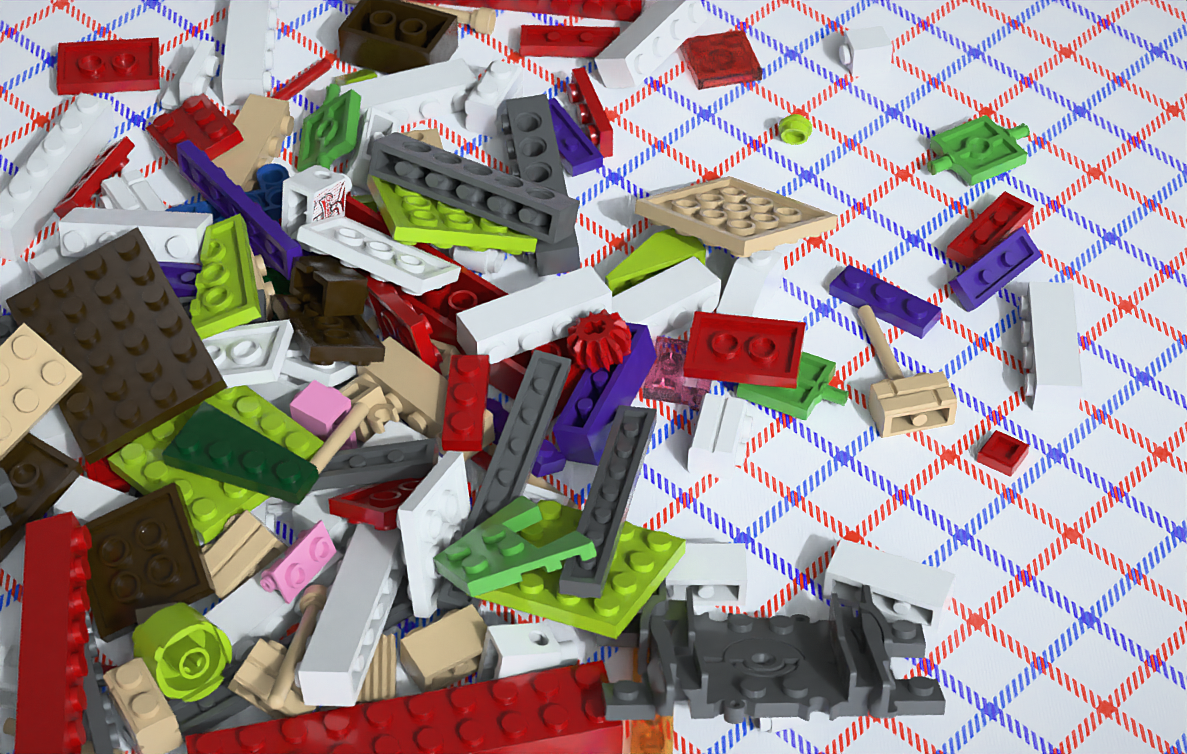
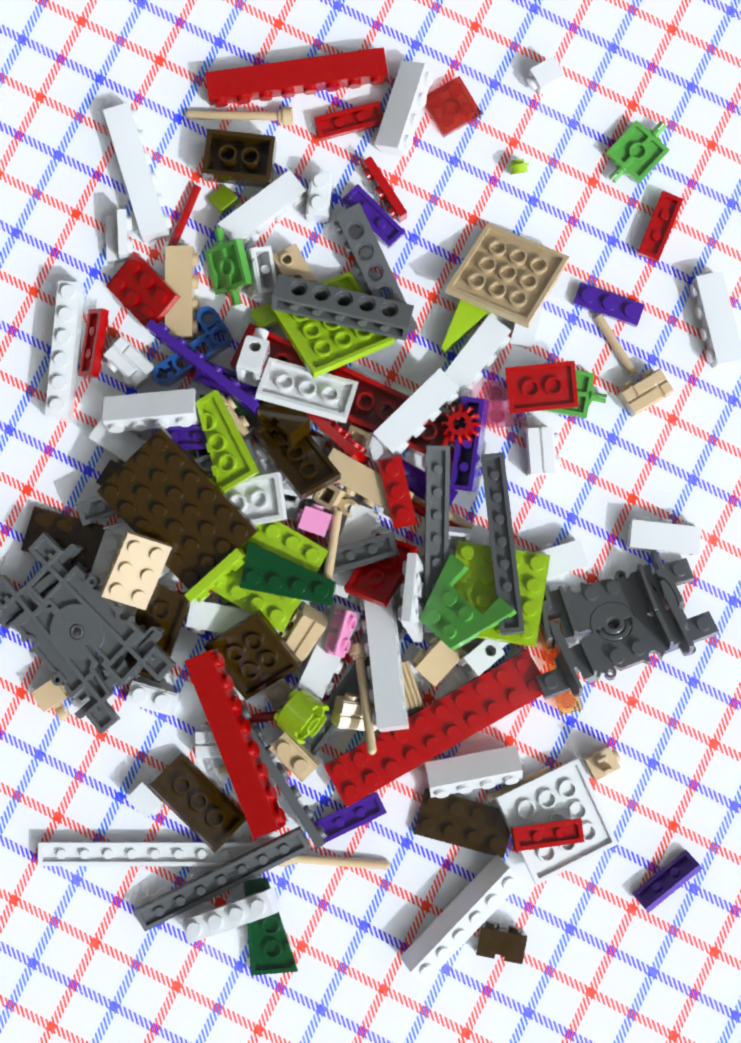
camera: 15 degrees left, 40 degrees up
(108, 66) = (58, 234): red plate -> none
(131, 431) = (216, 576): none -> lime plate
(995, 269) = (670, 261): dark purple plate -> none
(1003, 453) = (704, 411): red tile -> none

